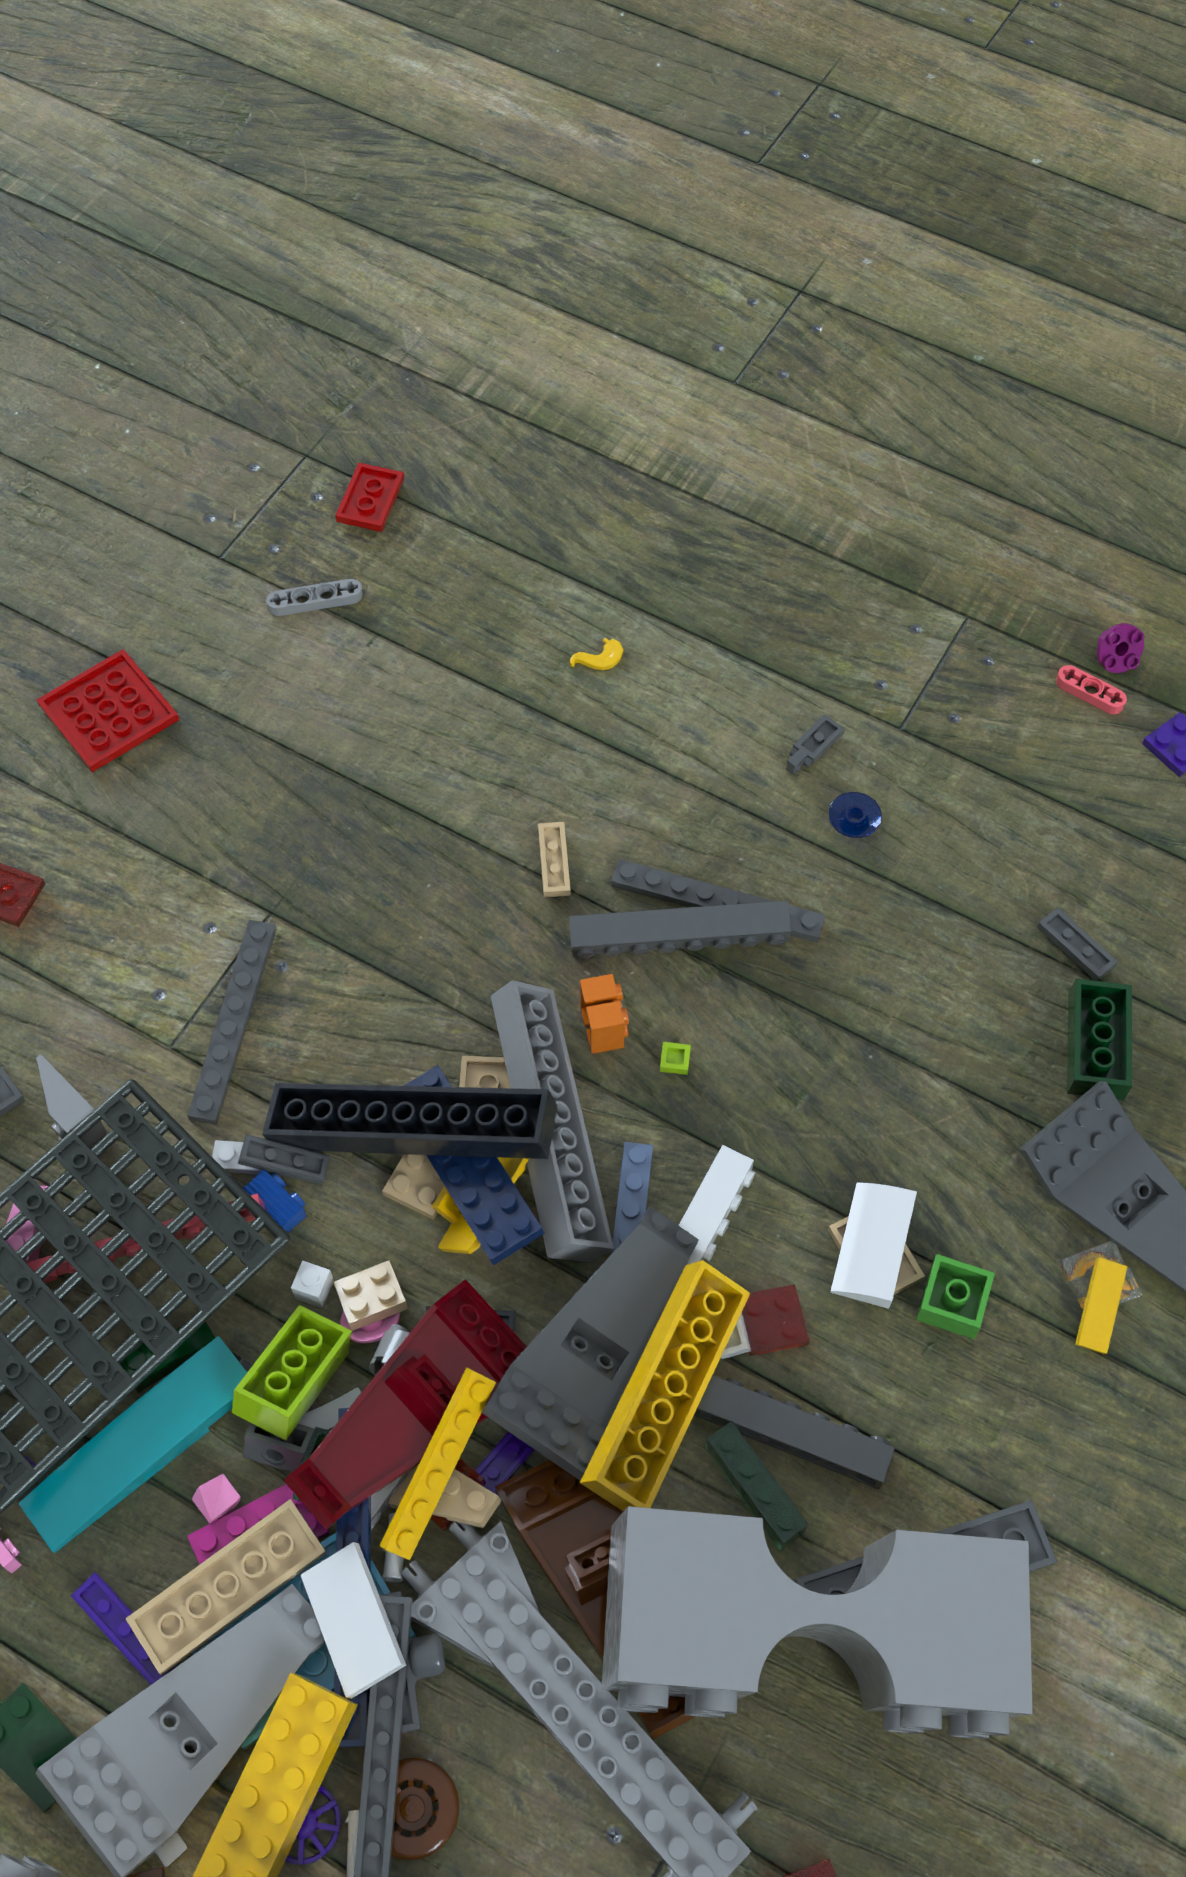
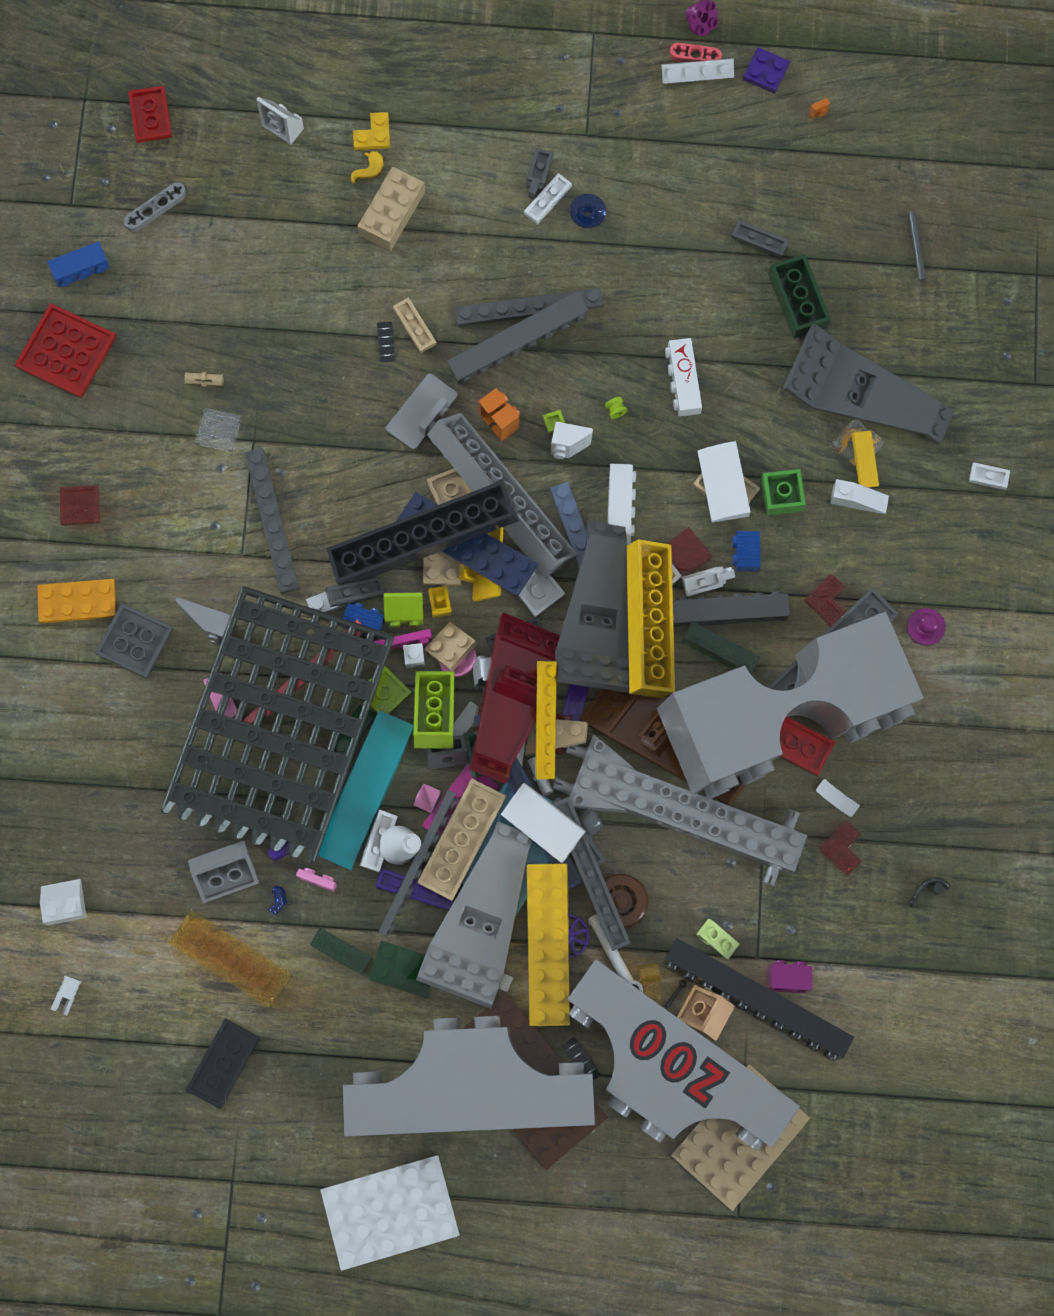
camera: 30 degrees left, 15 degrees up
(113, 1528) = (372, 857): none -> white plate
(137, 1549) = (399, 845): none -> white cone
(154, 1582) = (422, 856): none -> dark grey plate
(184, 621) = (78, 264): none -> blue brick
(233, 879) = (218, 429): none -> clear plate
(247, 1317) = (389, 693): none -> lime plate
(252, 811) = (204, 379): none -> tan pin
(333, 1212) = (403, 609): none -> lime slope
(338, 1263) = (407, 639): none -> dark pink plate
(388, 1227) = (439, 602): none -> yellow slope
(507, 865) = (386, 343): none -> black sticker
(517, 557) = (279, 120): none -> white slope
(522, 958) = (421, 411): none -> light grey bracket
(534, 1278) = (540, 593): none -> white plate
(600, 711) = (391, 208): none -> tan brick
(629, 626) = (375, 138): none -> yellow plate
(681, 1088) = (569, 440): none -> white slope
(769, 1076) = (616, 407): none -> lime wheel
(784, 1372) = (706, 580): none -> white hinge
(810, 781) = (547, 198): none -> white tile
(811, 1697) = (804, 746): none -> red plate
(832, 1813) = (837, 798): none -> white sticker
(864, 1357) = (747, 551): none -> blue brick
(885, 1078) = (684, 377): none -> white brick
(944, 1486) = (822, 600): none -> clear red plate
(1068, 1356) = (858, 497): none -> white slope
(1085, 708) = (697, 70): none -> white plate
(1092, 1603) = (926, 627): none -> magenta plate

